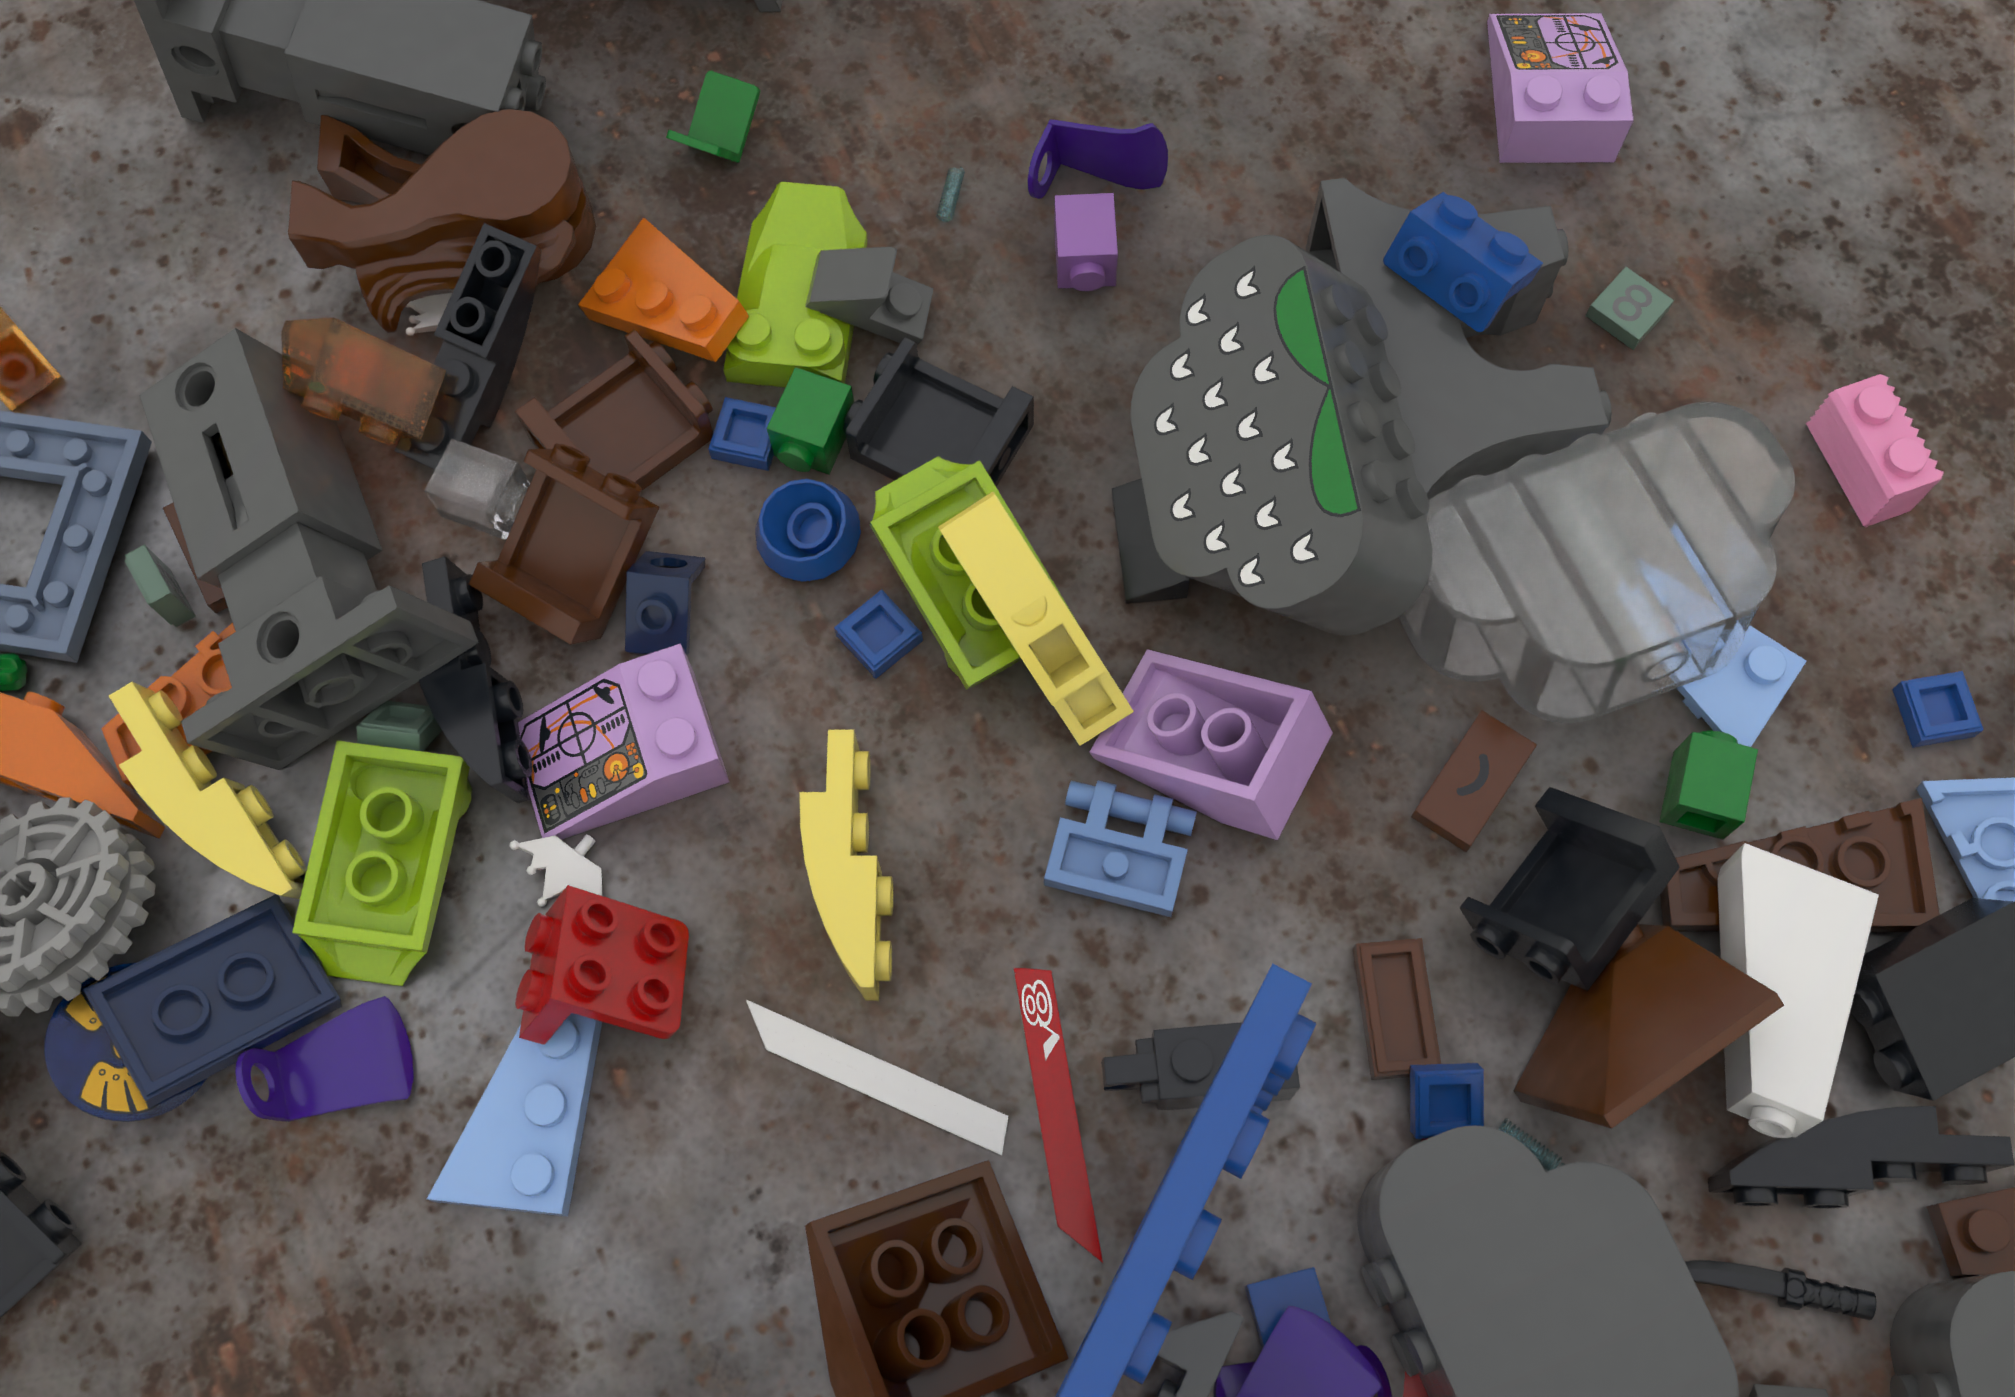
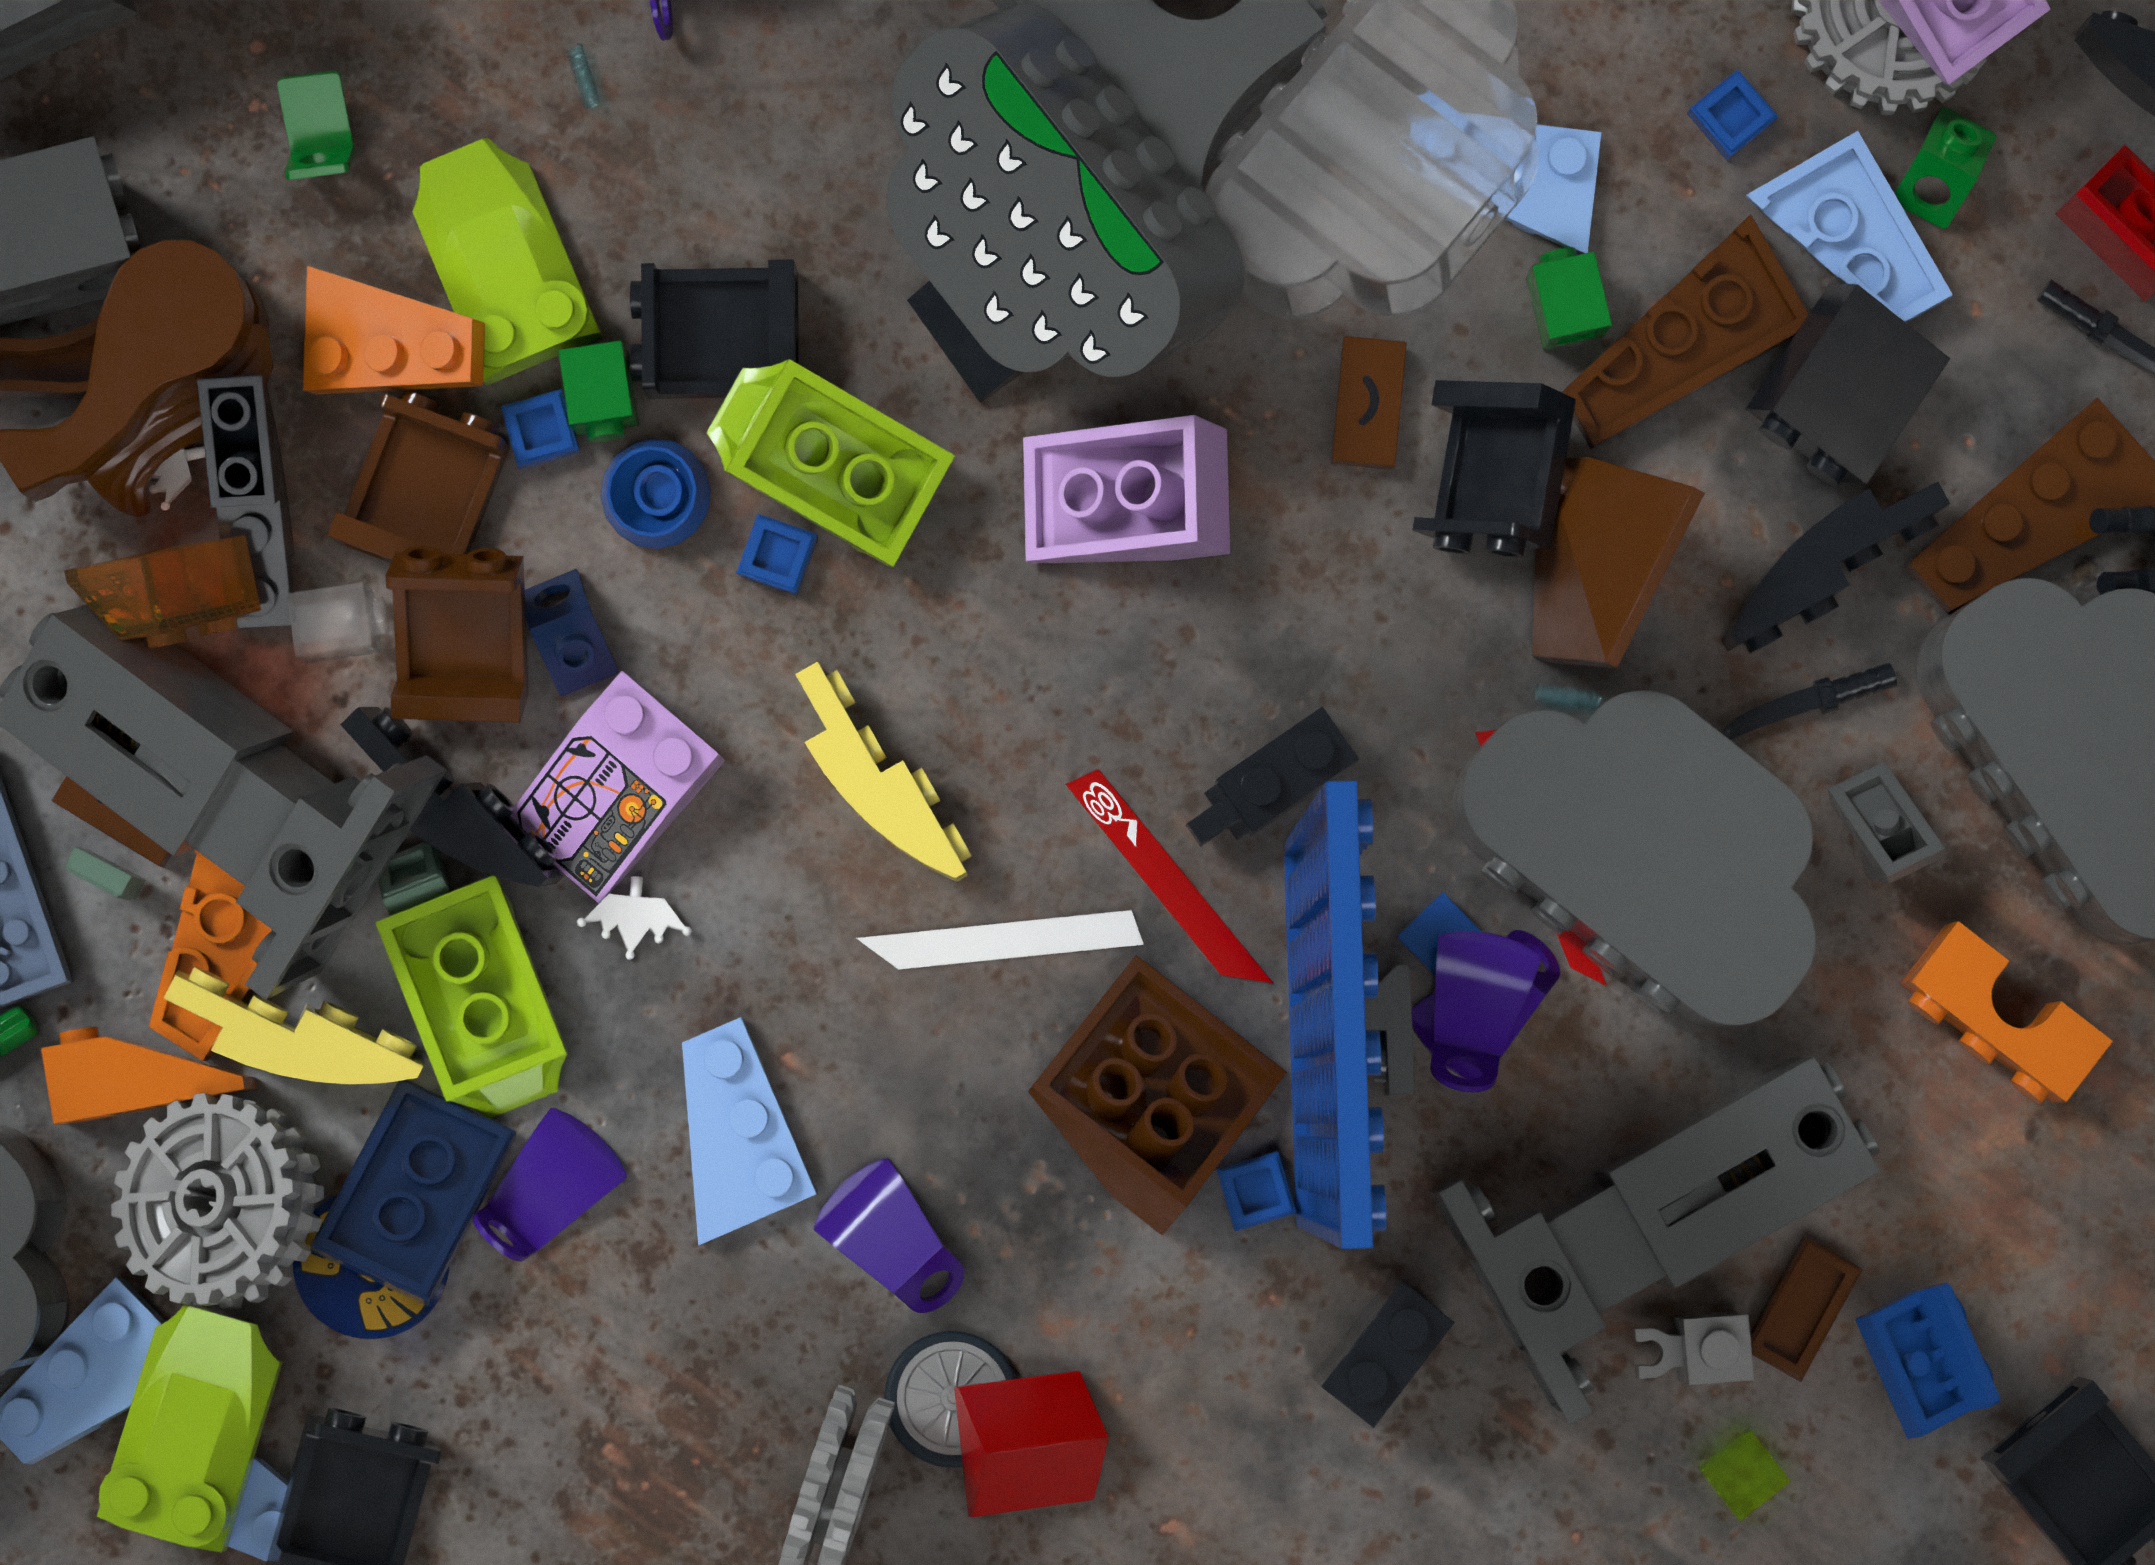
camera: 30 degrees left, 15 degrees up
(600, 1297) = (888, 1235): none -> dark purple piece
(602, 965) = (725, 981): red bracket -> none
(866, 293) = (578, 233): dark grey slope -> none
(1035, 618) = (921, 479): light yellow slope -> none
(1085, 241) = (746, 65): medium lavender brick -> none
(1116, 864) = (1103, 650): medium blue plate -> none
(1395, 1007) = (1402, 641): reddish brown tile -> none
(1445, 1098) = (1481, 697): blue tile -> none
(1807, 944) = (1703, 430): white slope -> none

